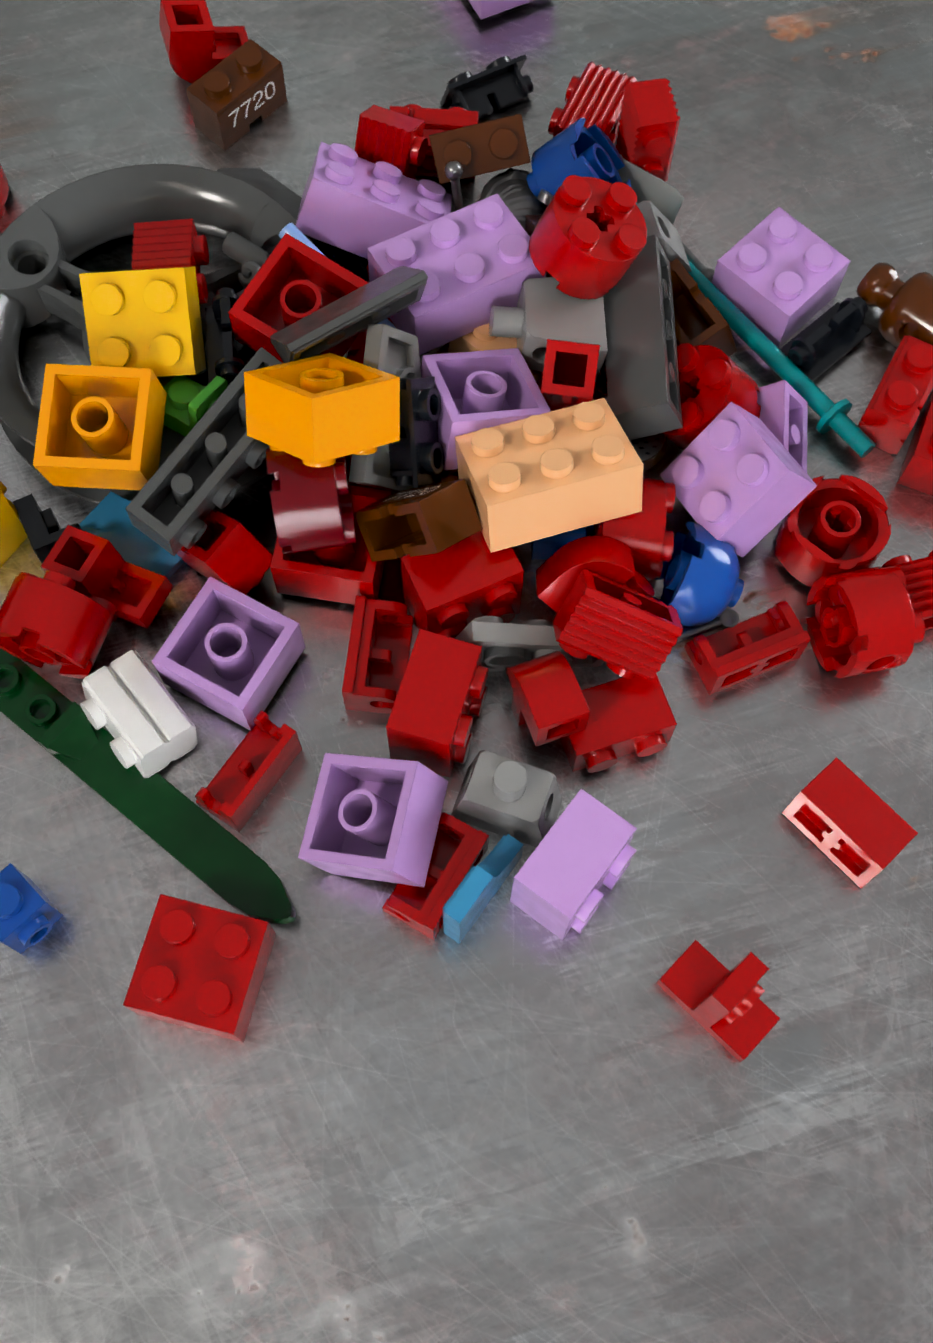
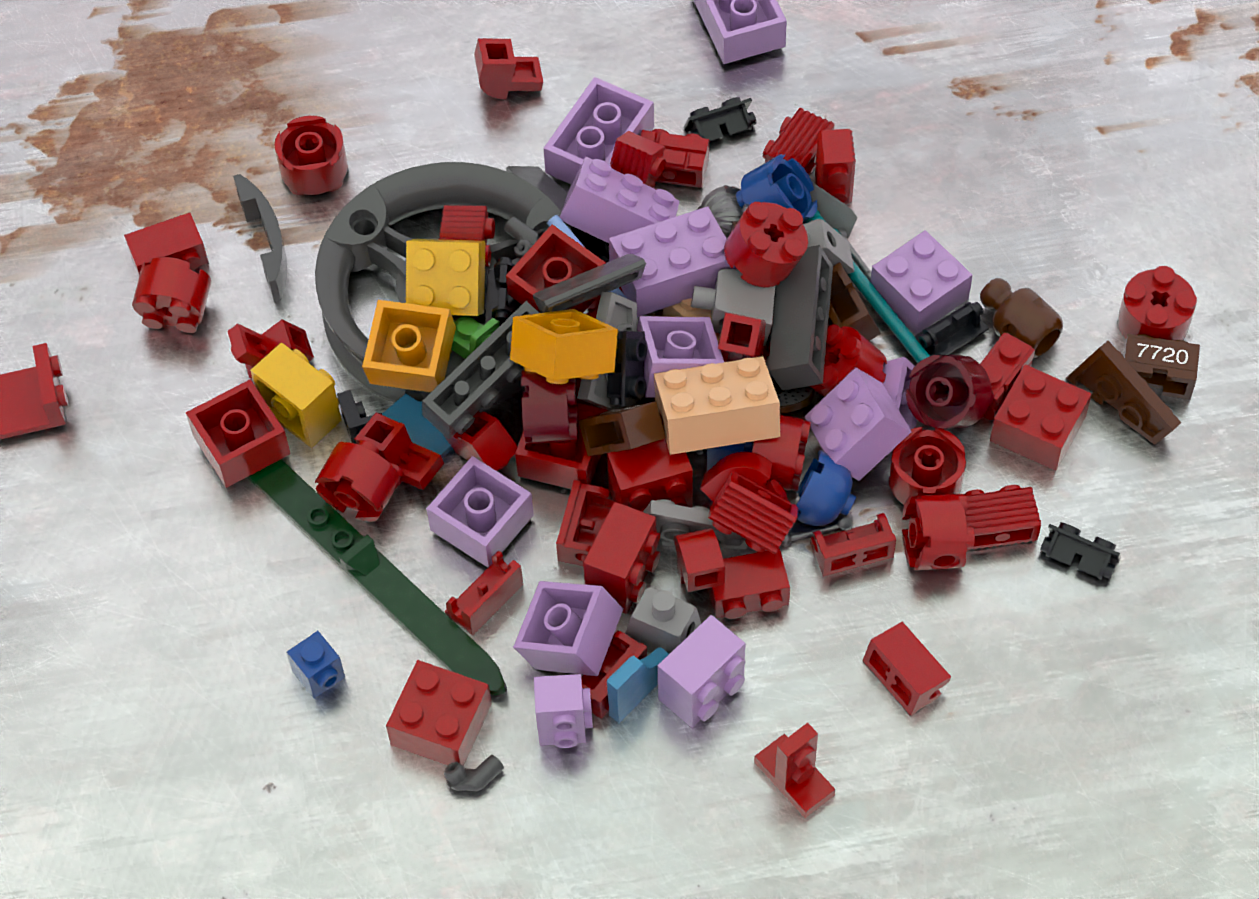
camera: 10 degrees right, 10 degrees down
(138, 713) = (411, 547): white brick -> none
(236, 93) = (527, 109): reddish brown brick -> none
(261, 1059) = (472, 779): none -> dark grey arm
(327, 107) = (593, 127): none -> lavender brick
(379, 948) = (562, 710): none -> lavender brick
(454, 171) = (681, 185): flat silver hinge -> none
(481, 147) = (703, 169): reddish brown brick -> none
(827, 410) = (949, 391): none -> dark red brick

